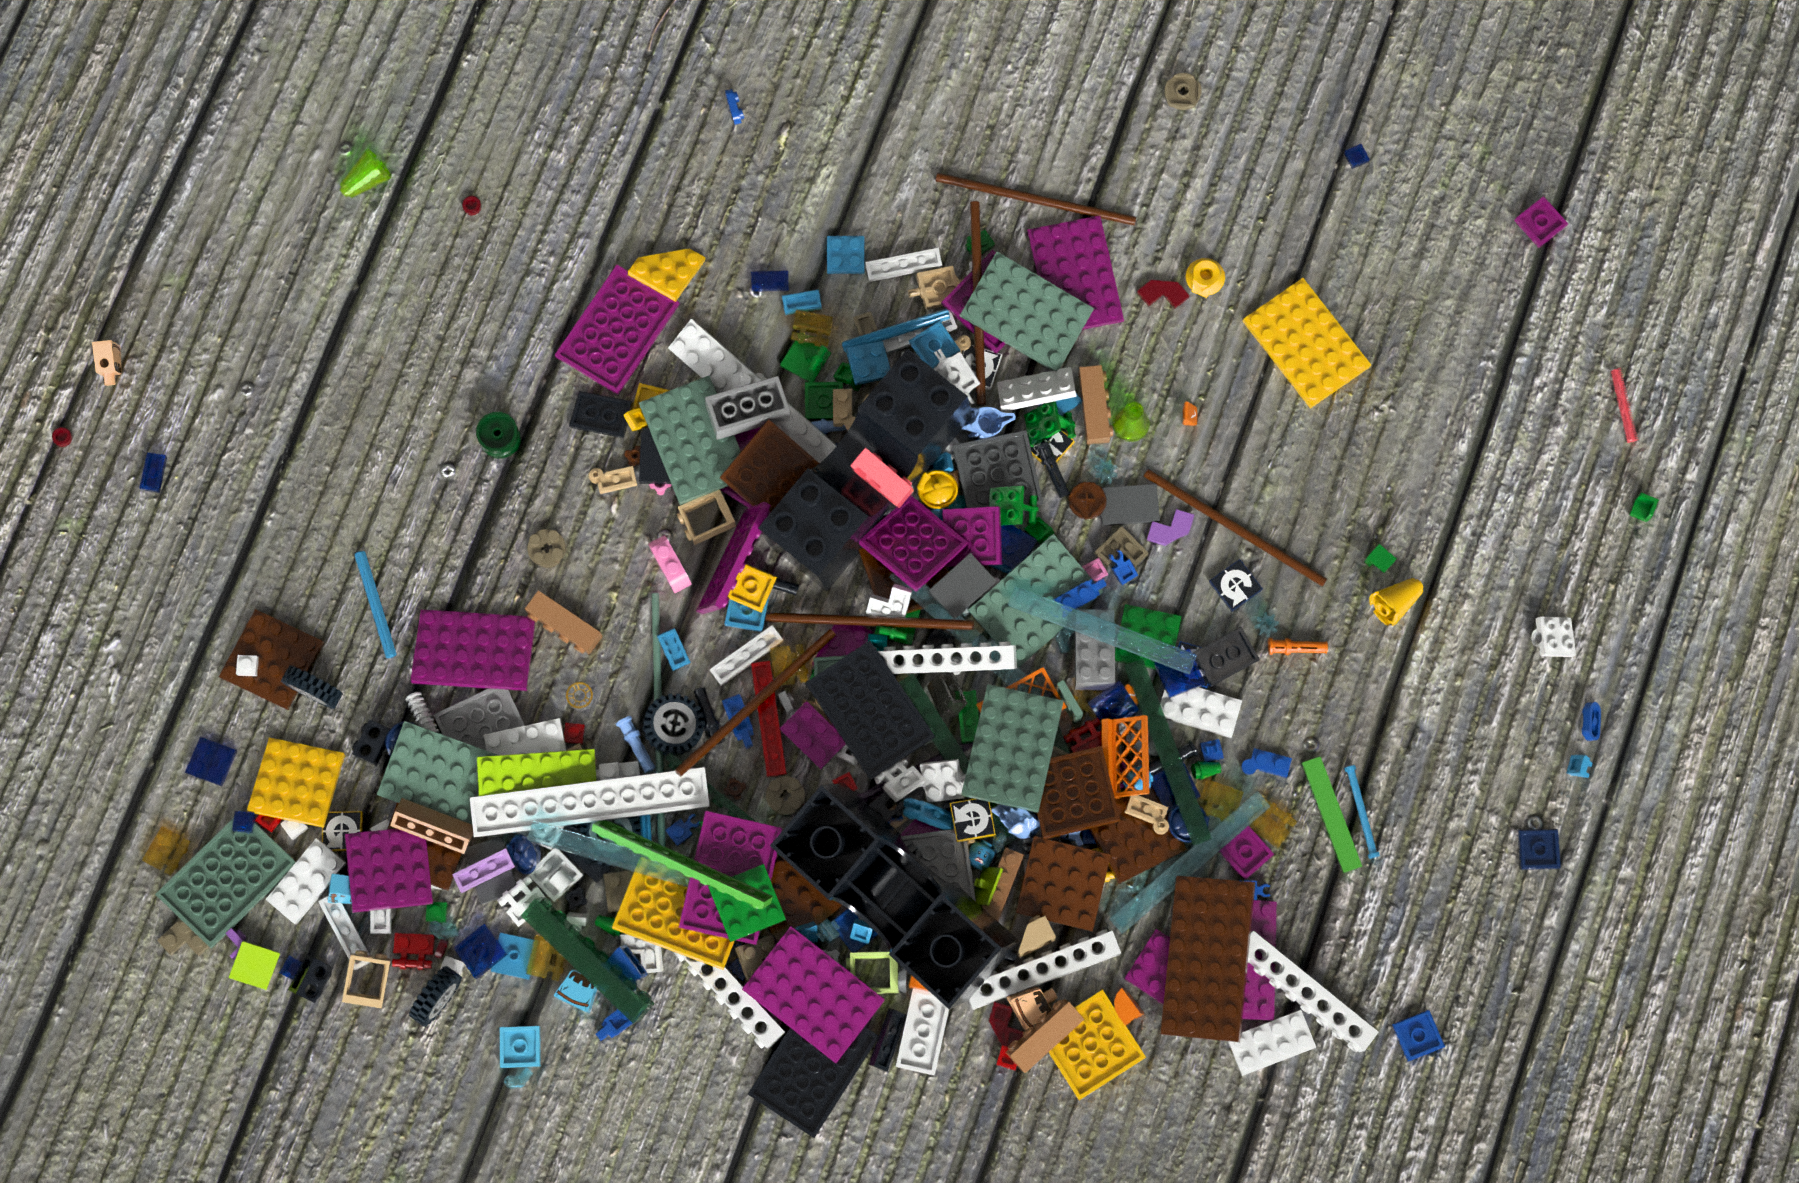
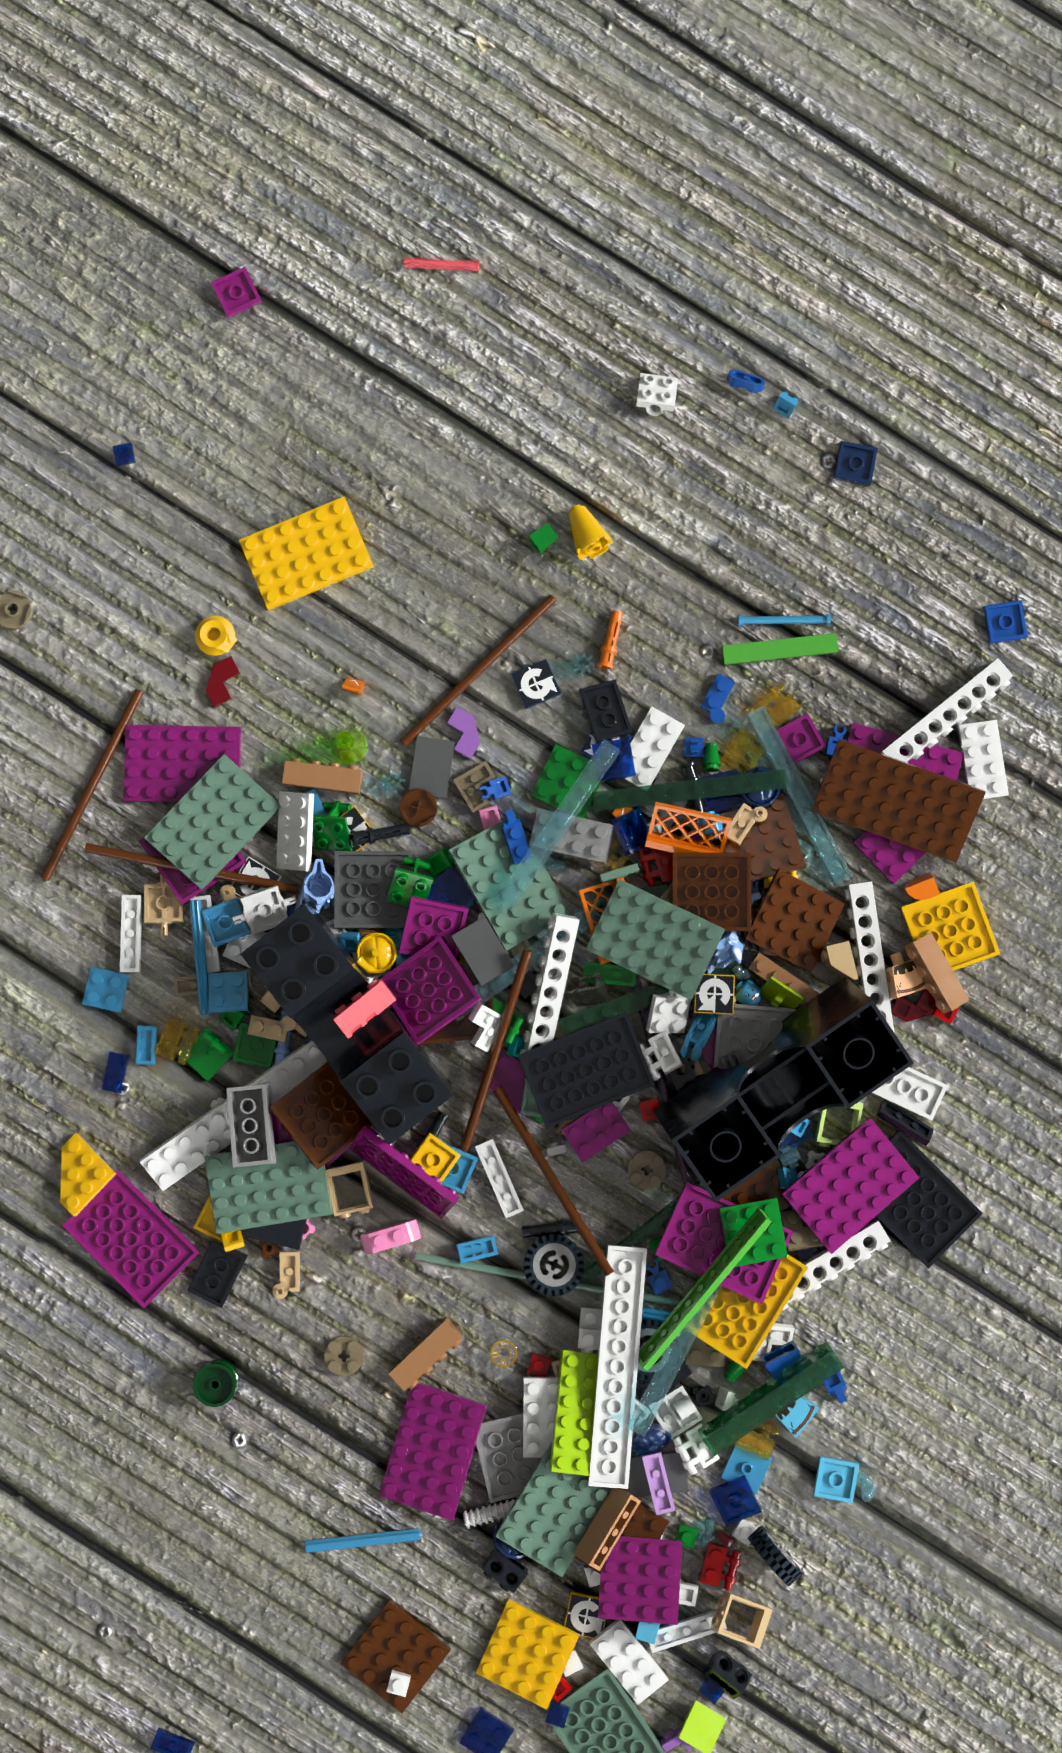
camera: 80 degrees left, 10 degrees up
(311, 687) = (438, 1623): black wheel -> none
(631, 736) = (555, 1308): light blue pin -> none
(734, 783) = (629, 1212): reddish brown plate -> none
(744, 729) = (549, 1202): blue hinge -> none
(769, 722) = (570, 1170): red plate -> none
(782, 658) = (513, 1144): clear yellow plate -> none
(986, 242) = (128, 845): green bracket -> none
(1643, 507) = (548, 273): green panel -> none

